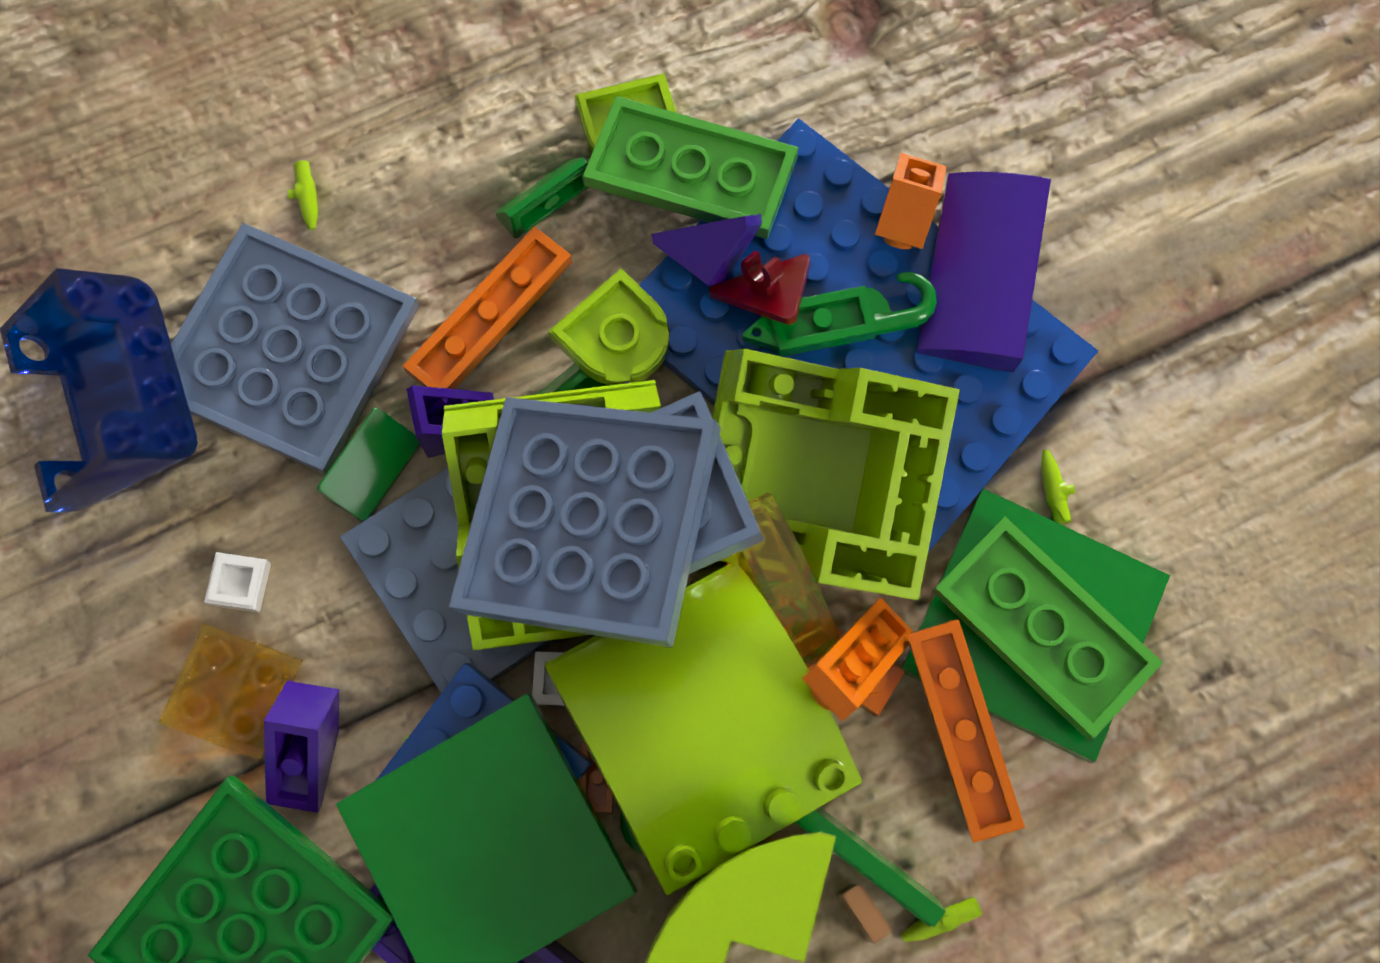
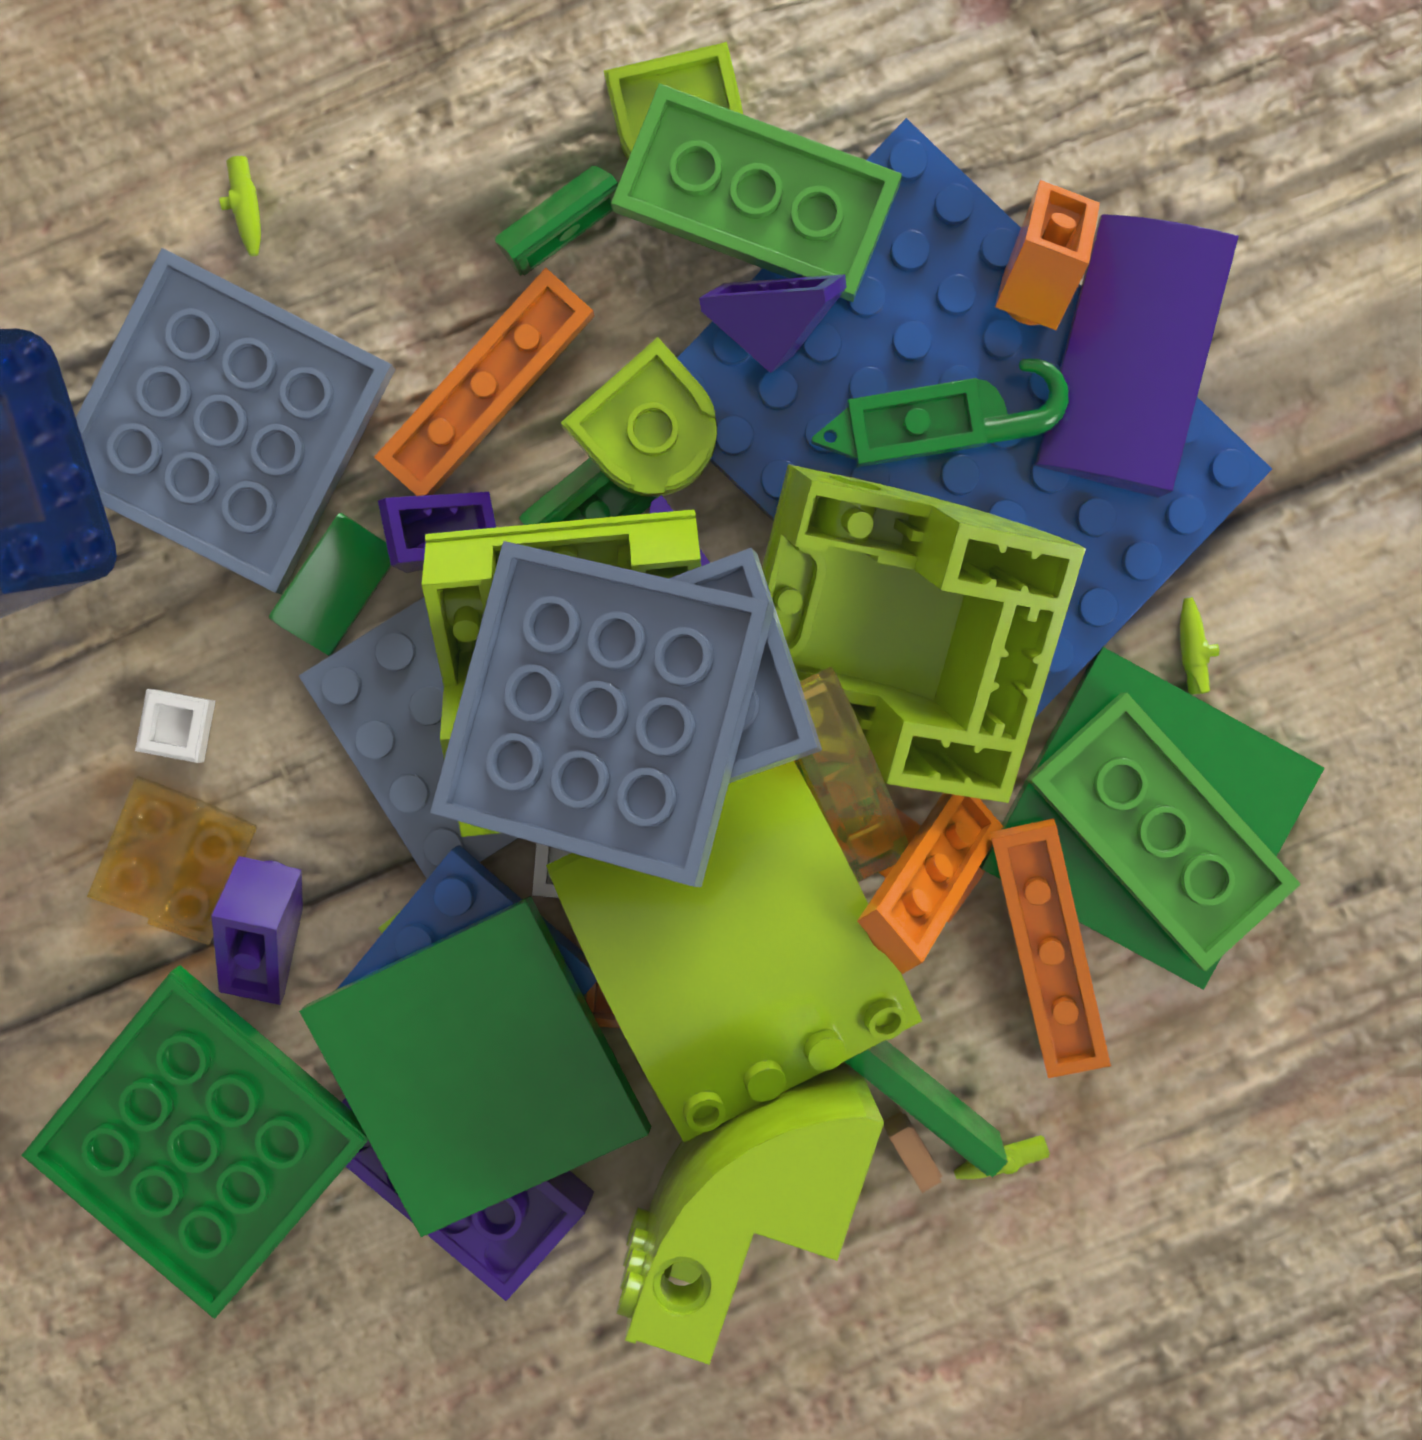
camera: 10 degrees right, 15 degrees up
(767, 289) = (849, 376): dark red piece -> none

